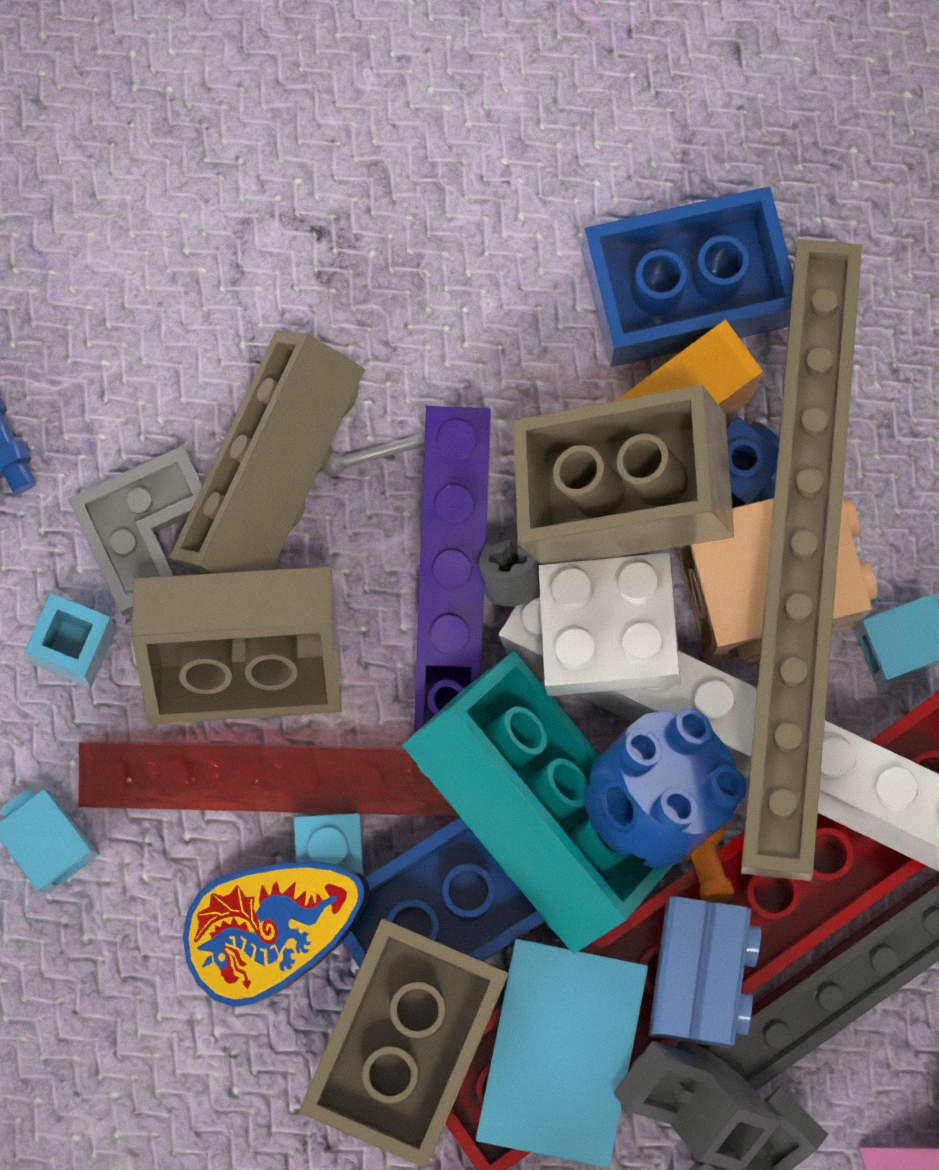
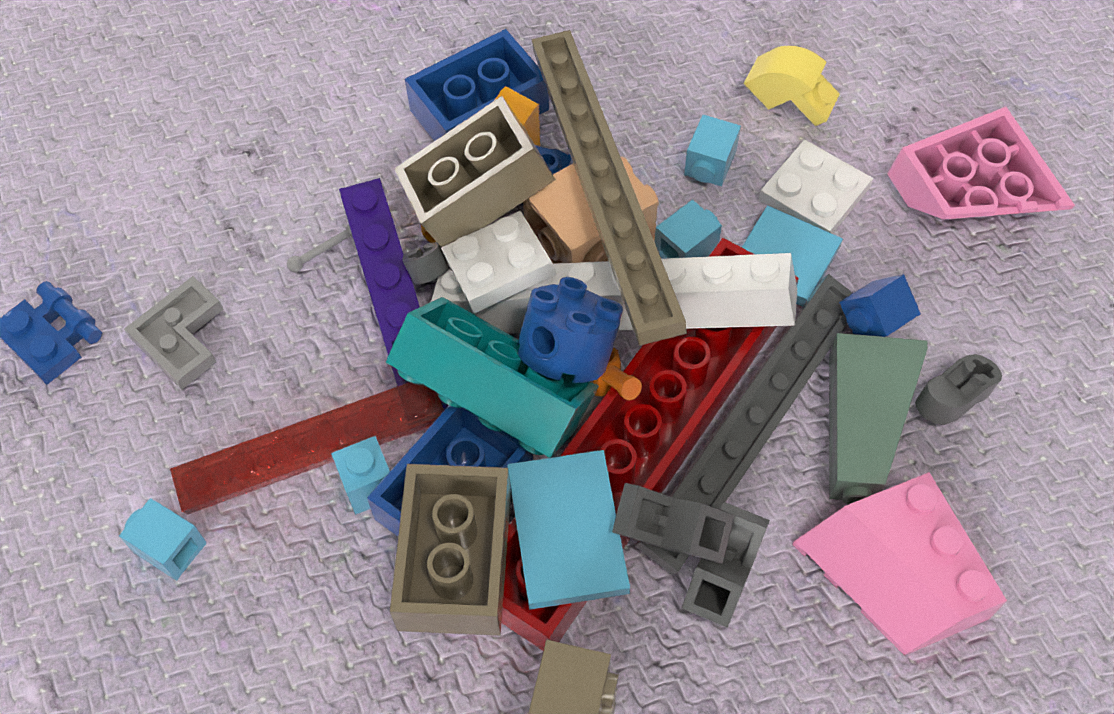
camera: 20 degrees left, 20 degrees down
(70, 640) = (146, 405): medium azure brick -> none
(237, 645) = (259, 365): dark tan brick -> none
(269, 457) = (251, 268): dark tan brick -> none
(269, 927) = (336, 531): shield -> none
(702, 972) = (641, 438): medium blue brick -> none

